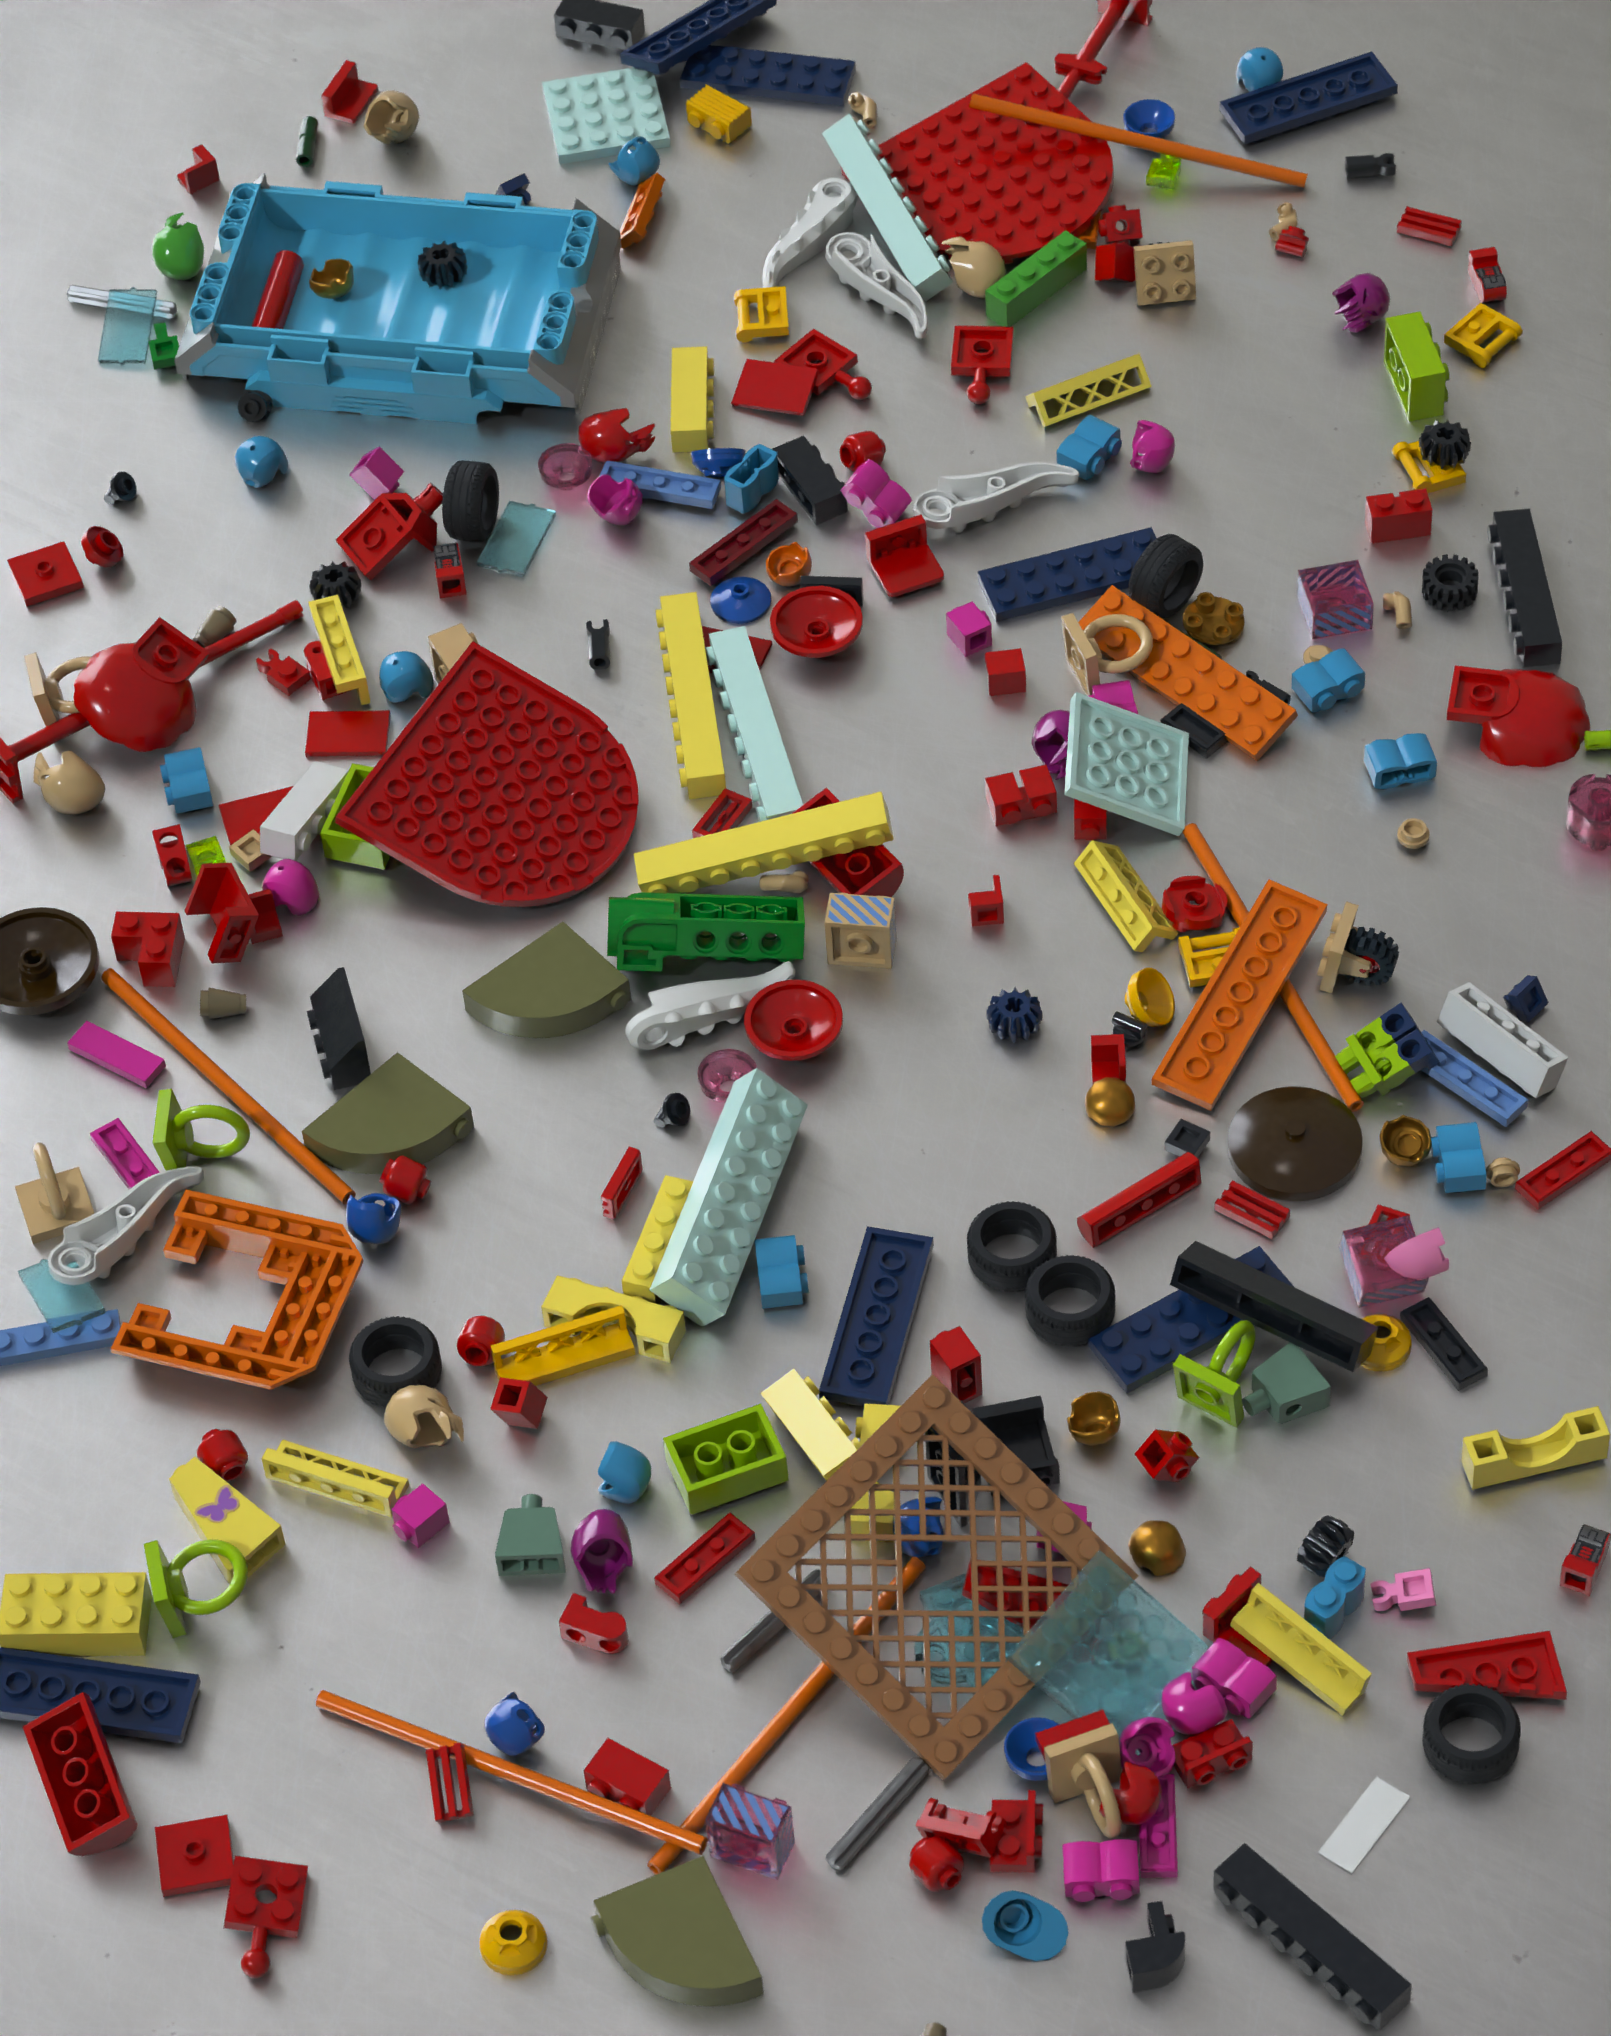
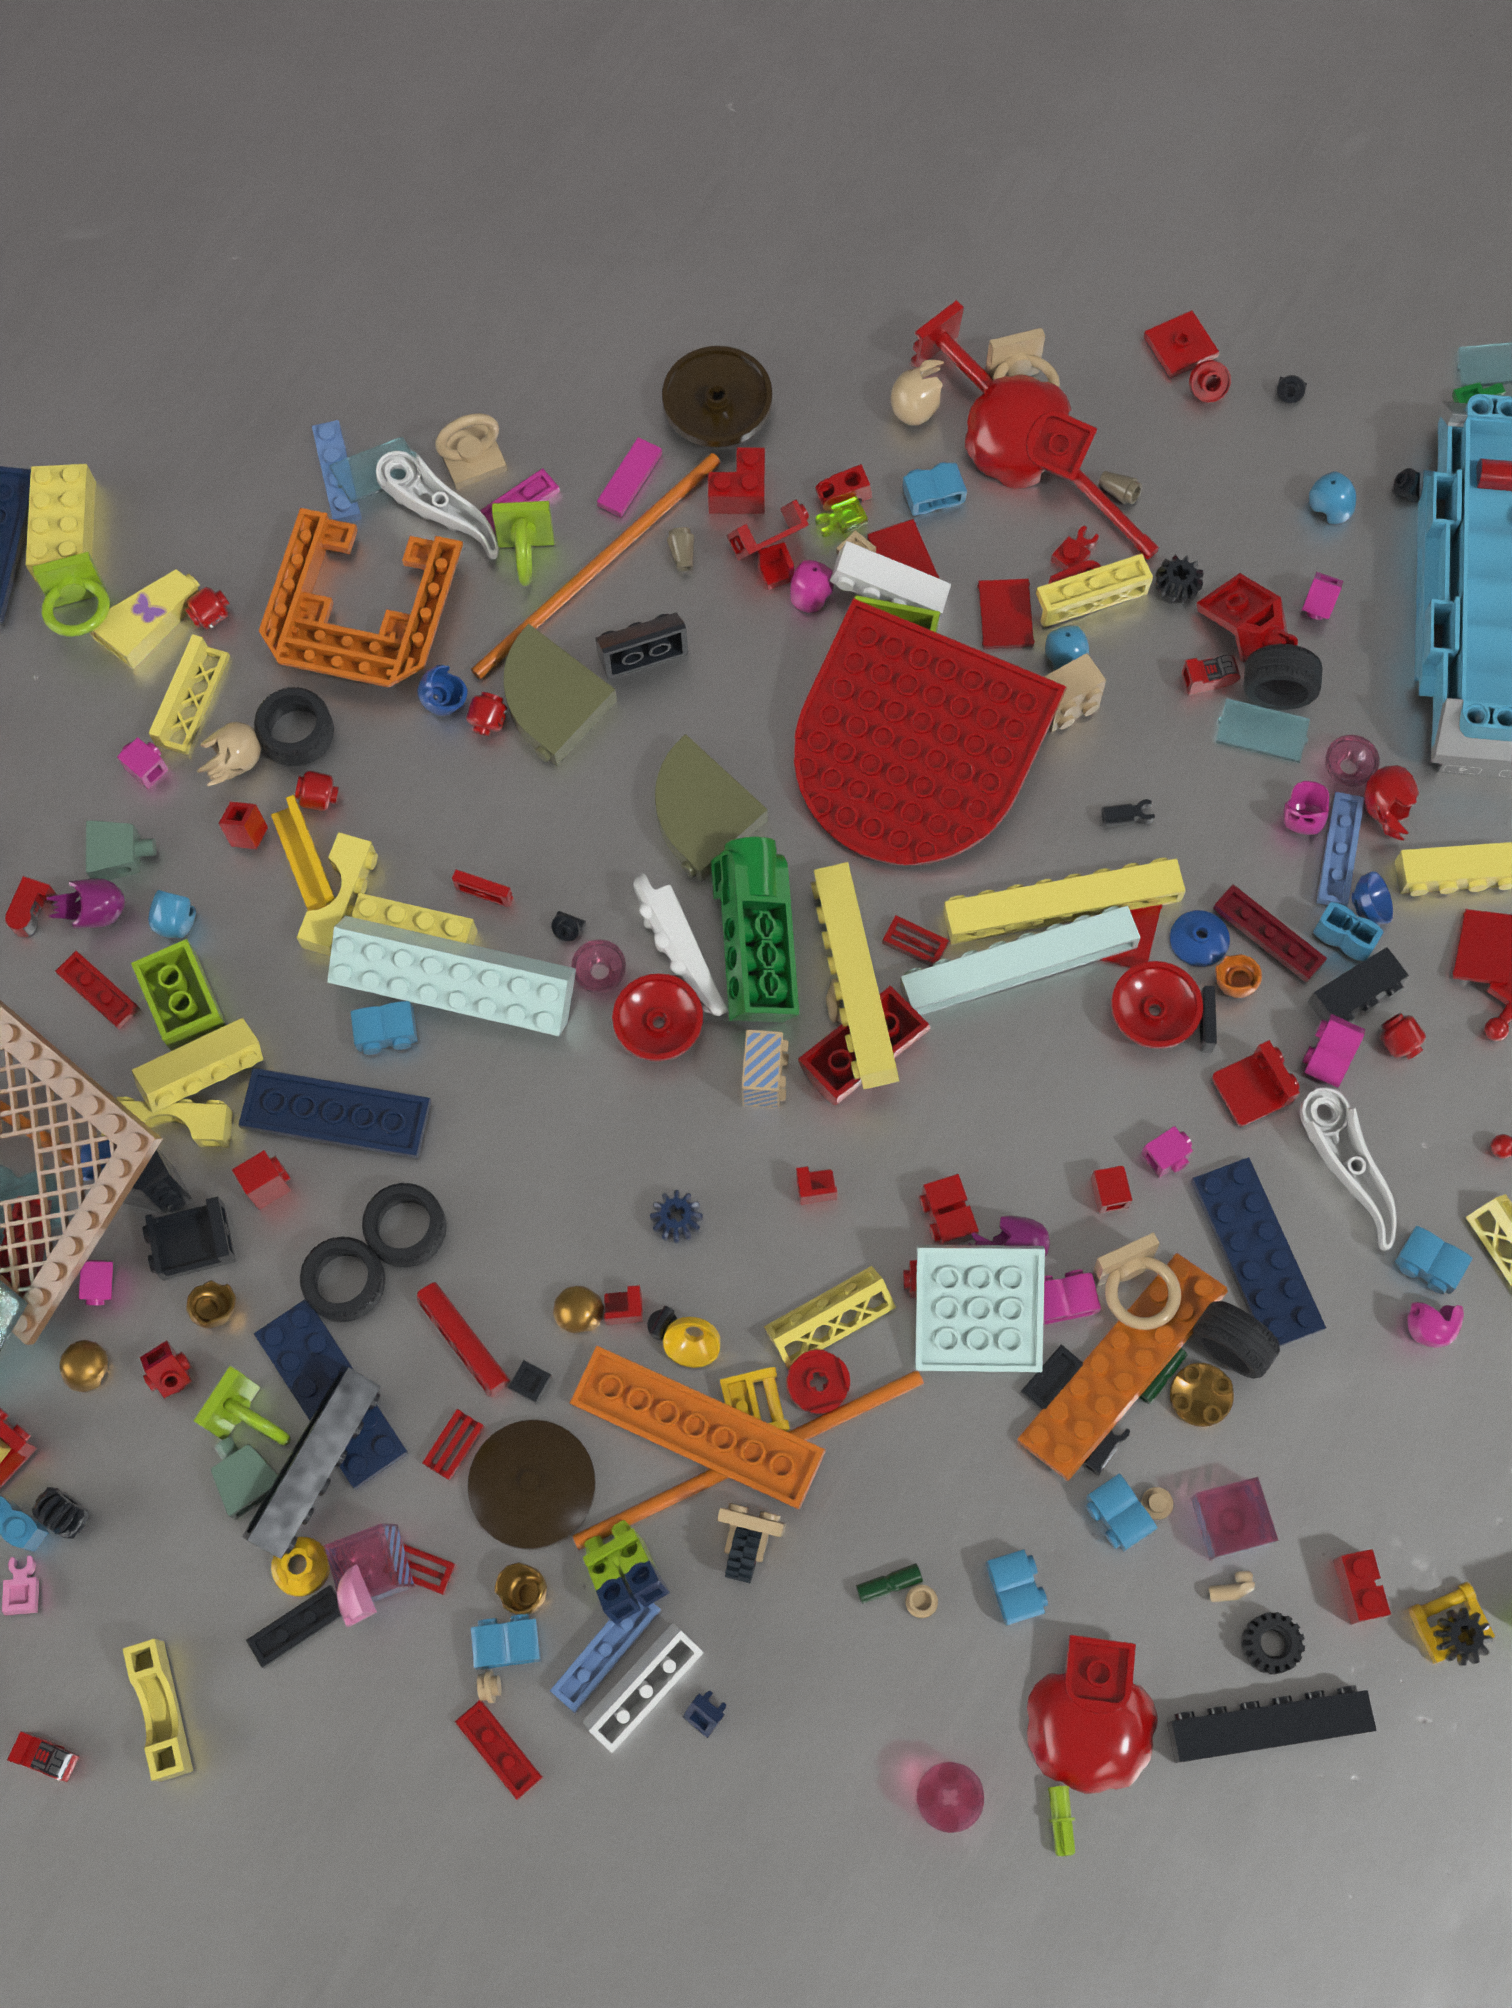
camera: 85 degrees right, 20 degrees up
(1395, 856) = (885, 1585): none -> dark green piece

